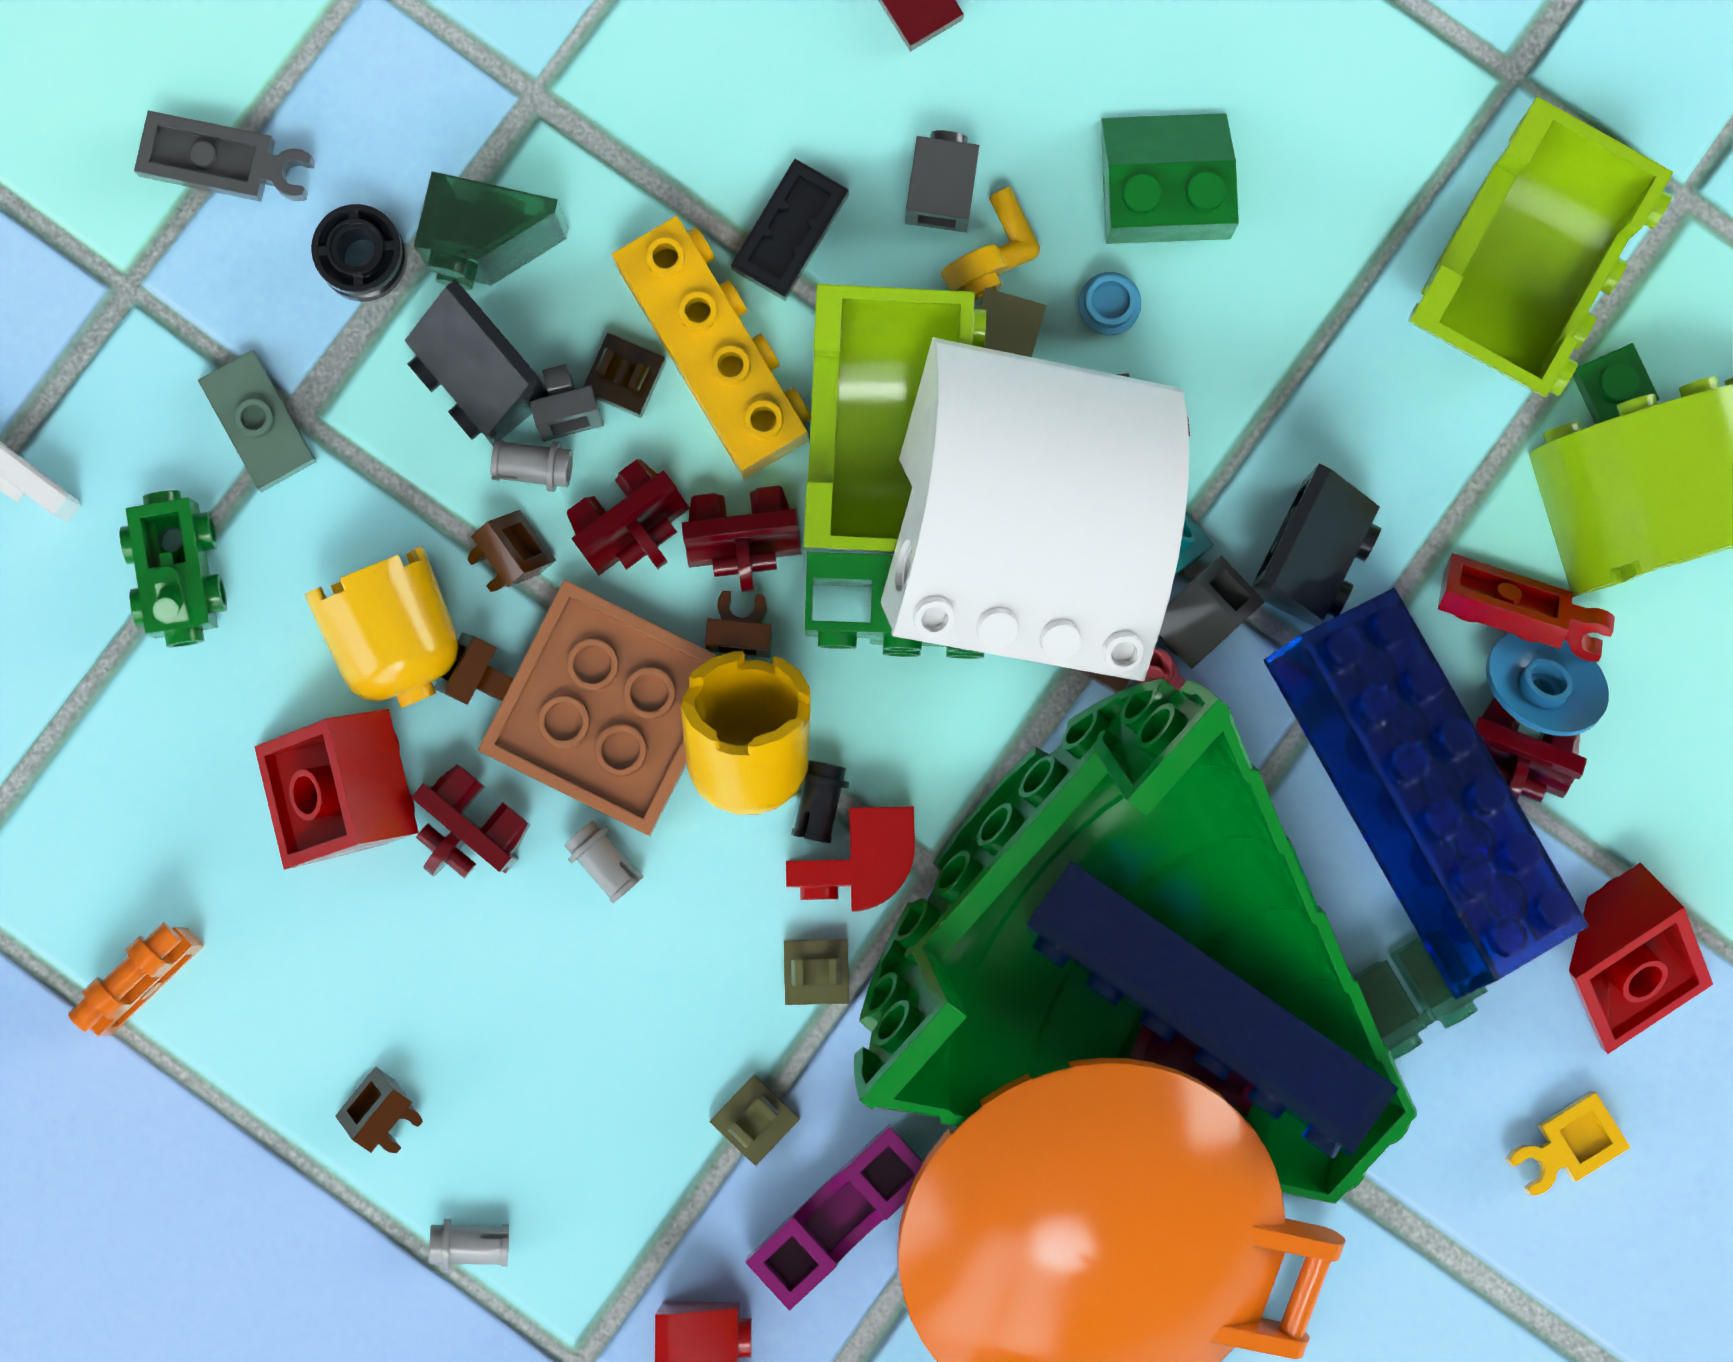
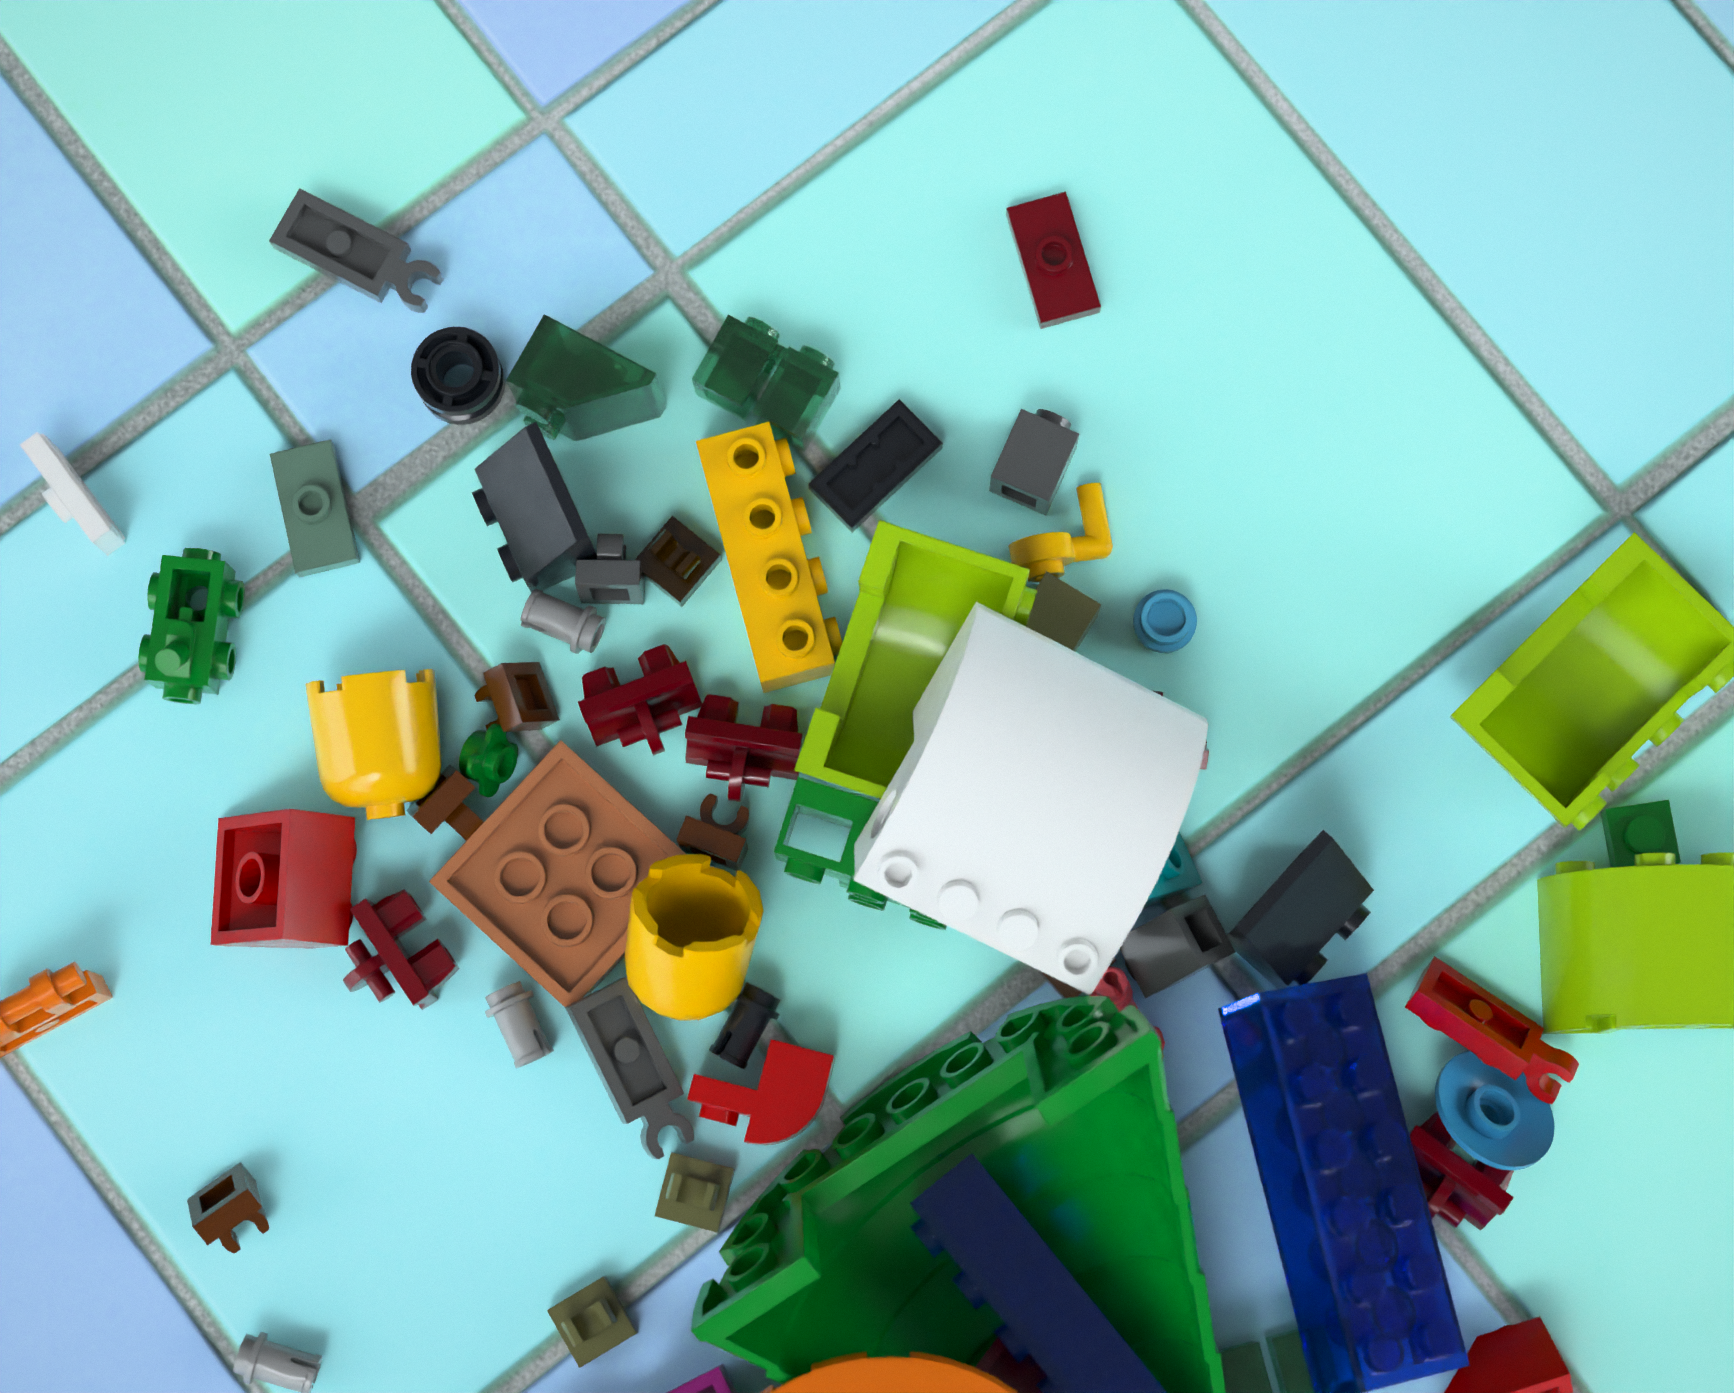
camera: 20 degrees right, 5 degrees down
(499, 617) = (488, 759): none -> green plate
(632, 166) = (743, 362): none -> clear green piece
(720, 867) = (630, 1062): none -> dark grey plate
(1168, 178) = (1255, 517): green slope -> none

